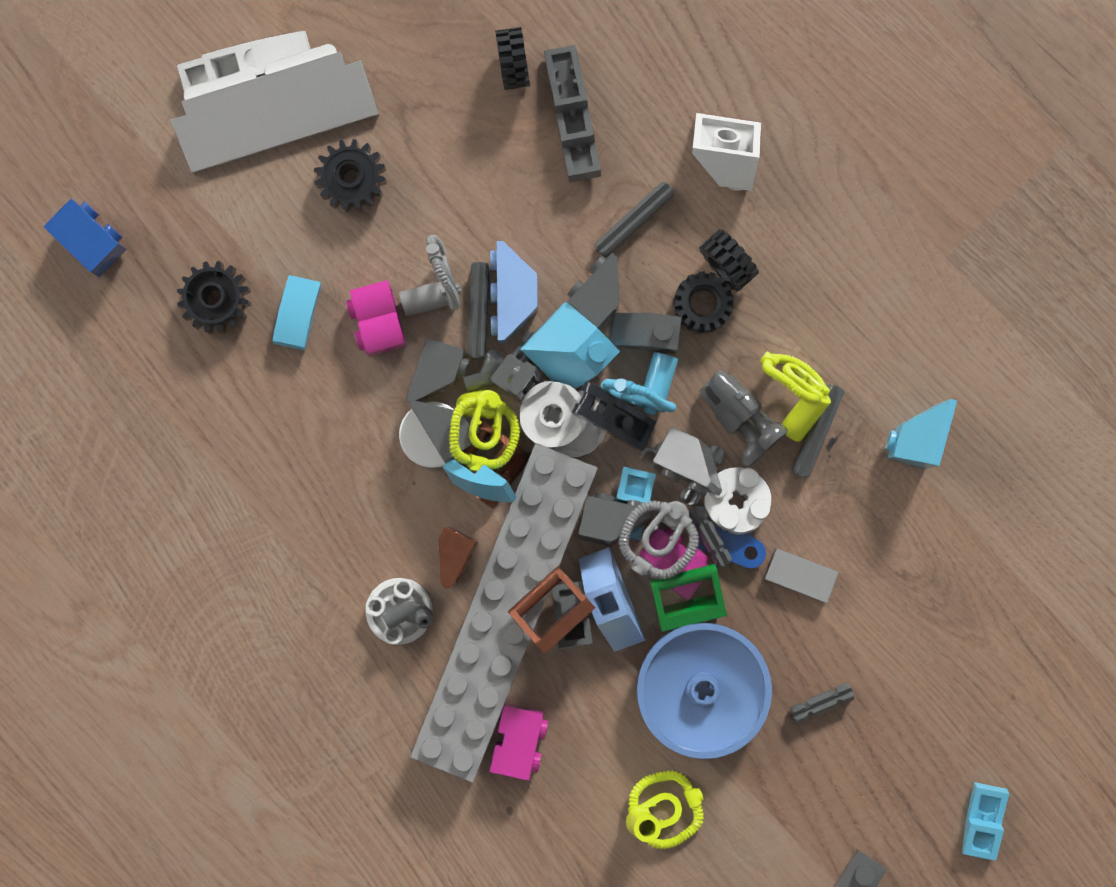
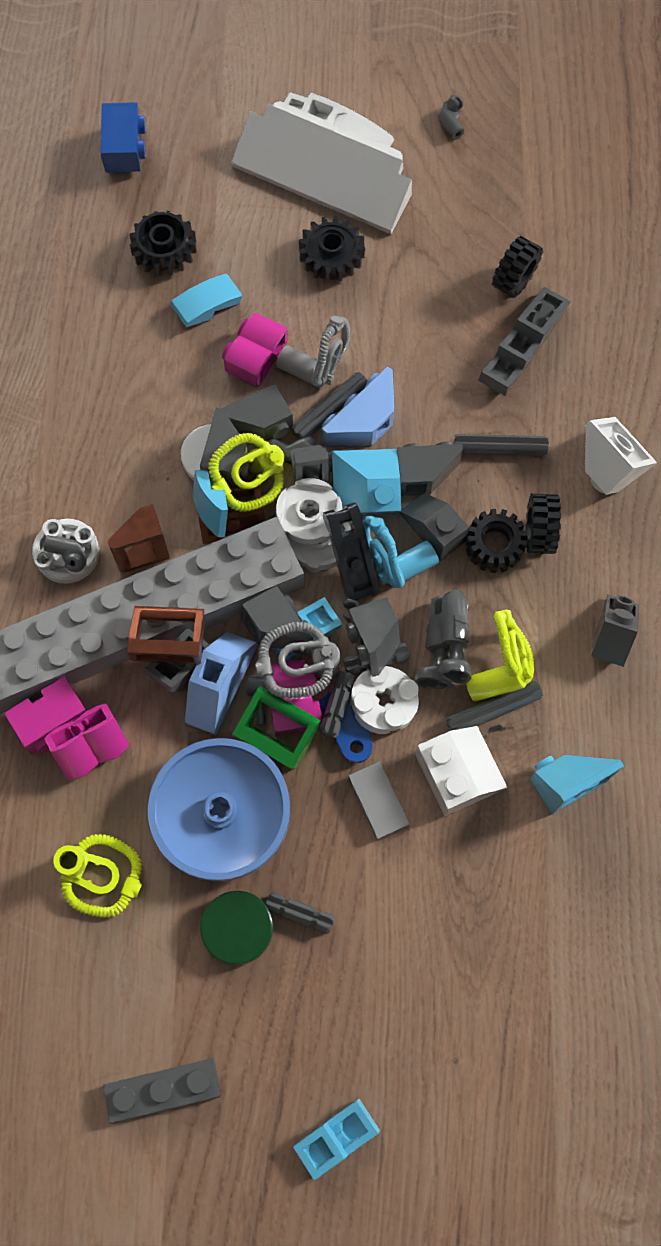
camera: 40 degrees right, 15 degrees down
(566, 734) = (86, 742): none -> dark pink brick
(639, 581) = (252, 686): none -> dark grey hand
(791, 754) = (236, 928): none -> dark green tile
(837, 500) = (459, 769): none -> white slope
(851, 291) = (616, 630): none -> dark grey slope

